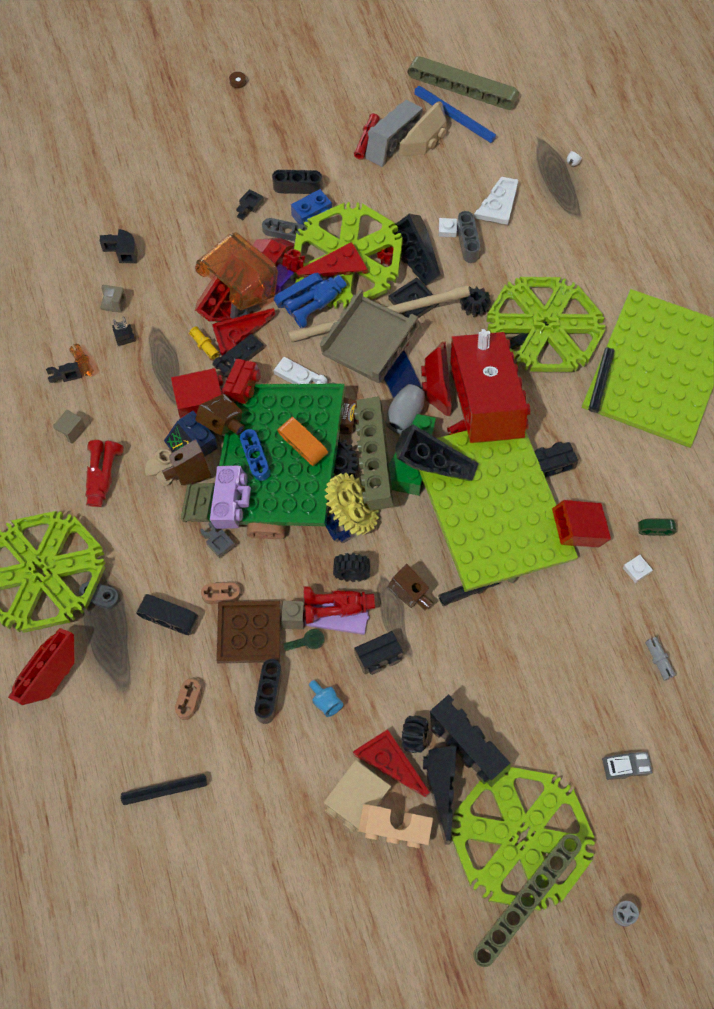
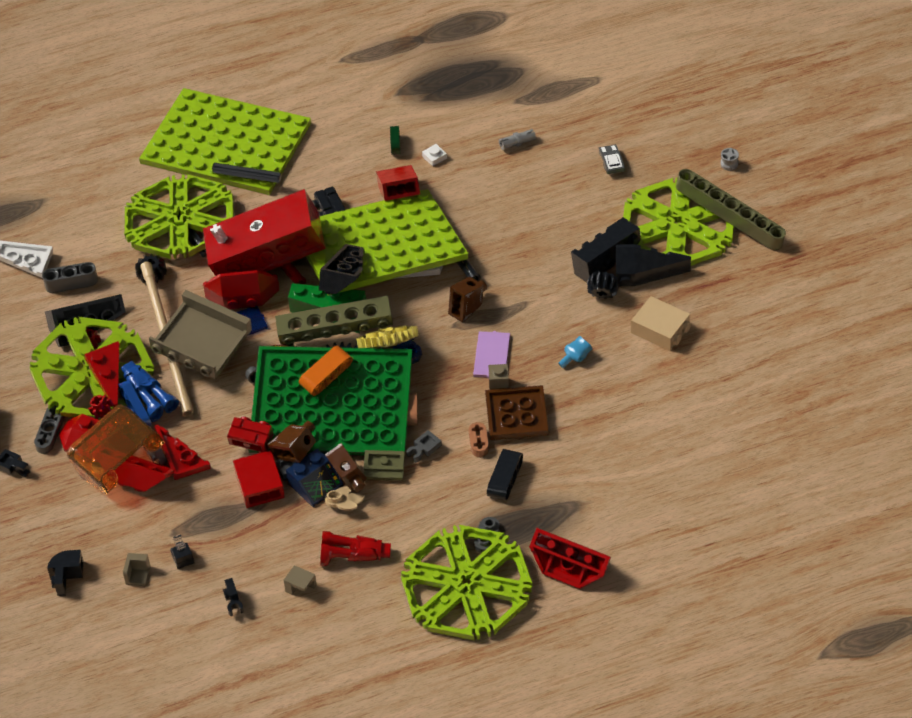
camera: 90 degrees left, 15 degrees down
(82, 360) = (214, 587): clear orange axle -> none
(163, 789) = (671, 459): black axle -> none
(192, 700) = (585, 451): nougat beam -> none
(204, 343) = (196, 482): yellow pin -> none
(227, 495) = (383, 429): lavender piece -> none
(244, 350) = (210, 452): black plate -> none
(261, 459) = (351, 414): blue beam -> none
(268, 681) = (573, 391): black beam -> none
(297, 374) = (235, 402): white plate -> none
(310, 206) = (25, 406): blue brick -> none
(313, 639) = (519, 368): clear green plate -> none
(345, 604) = (483, 343): red piece -> none
(351, 567) = (450, 337): black tyre -> none
(376, 823) = (684, 290): light nougat arch -> none
(378, 653) = (529, 318): black brick -> none
(386, 756) = (624, 306): red wing -> none
(405, 408) = (269, 306): light grey piece -> none
(411, 291) = (141, 319): black tile -> none
(447, 227) = (54, 297): white plate -> none

